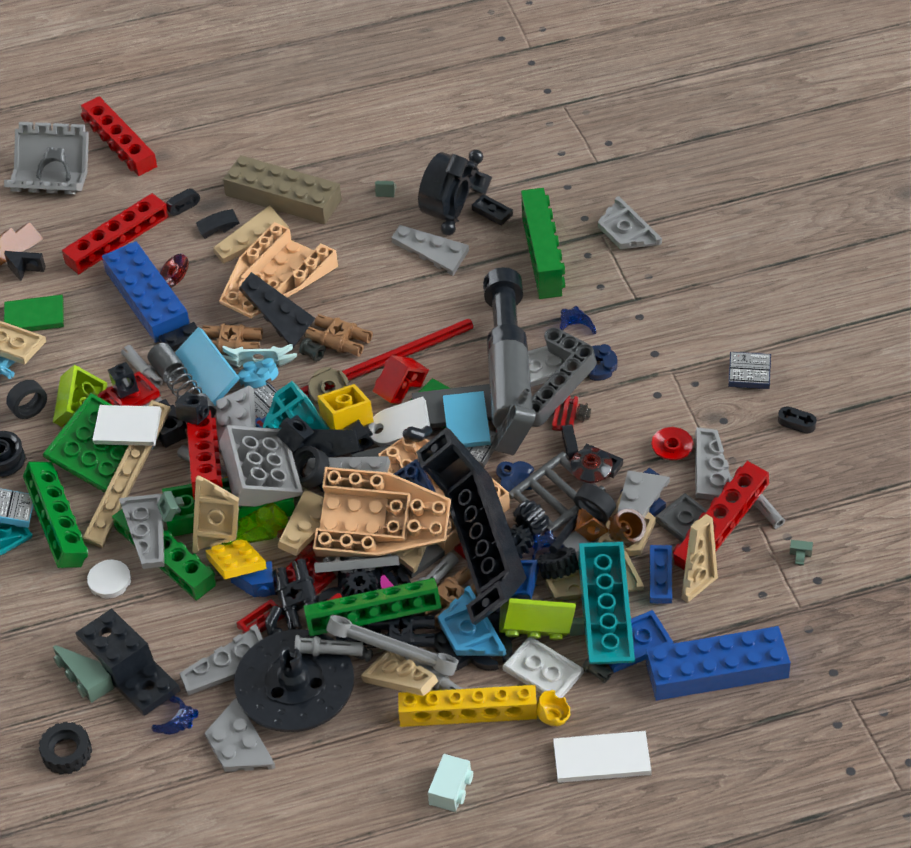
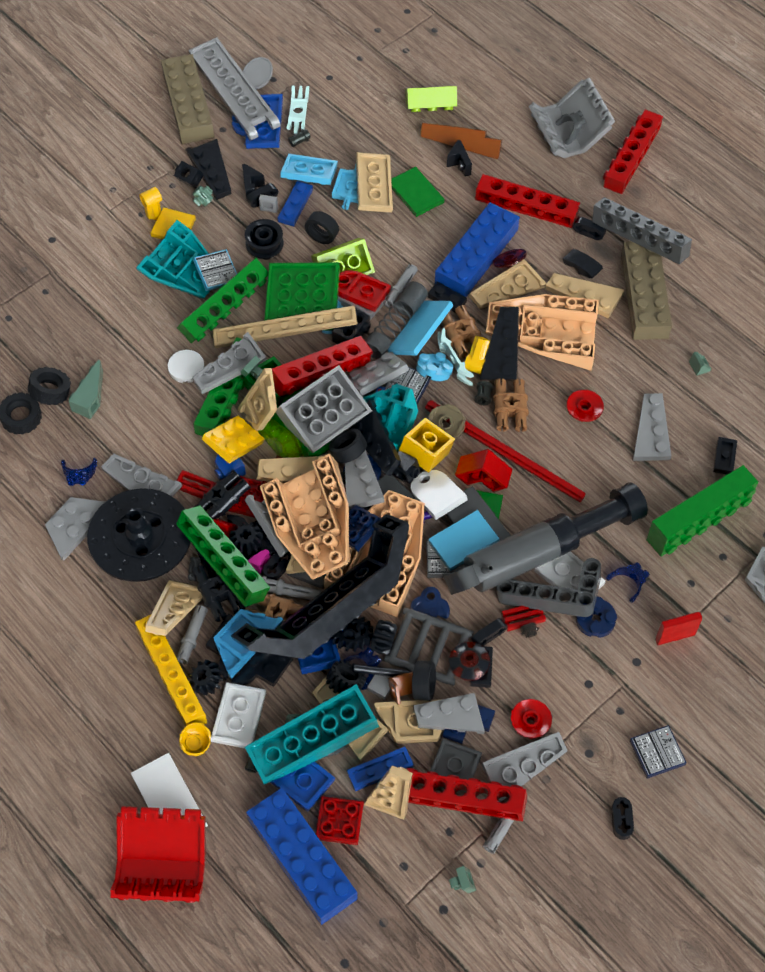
camera: 60 degrees right, 10 degrees up
(46, 715) = (46, 395): none -> black tyre
(123, 380) = (367, 277): black brick -> none
(127, 425) = (320, 302): white tile -> none
(128, 661) = (107, 414): black bracket -> none
(192, 408) = (359, 336): black brick -> none
(202, 286) = (508, 285): none -> tan wing
(220, 164) = (642, 230): none -> dark grey brick
(269, 333) = (476, 359): none -> yellow piece
(271, 620) = (189, 494): black arm -> none
(294, 433) = (360, 421): black brick -> none
(316, 646) = (172, 533): light grey pin -> none
(344, 628) = (193, 588): light grey piece -> none
(377, 281) = (588, 400): none -> red dish
(417, 434) = (419, 509): black arm -> none
(448, 184) = (716, 405): black piece -> none
(450, 782) = (92, 691): light aqua brick -> none
(482, 678) = (207, 670): none -> black gear
(536, 618) = (273, 685): lime slope -> none
(627, 527) = (404, 717): reddish brown helmet -> none
(645, 304) = (678, 628): none -> red tile
(660, 778) = (160, 854): none -> red hinge
(694, 622) = (339, 820): none -> red tile

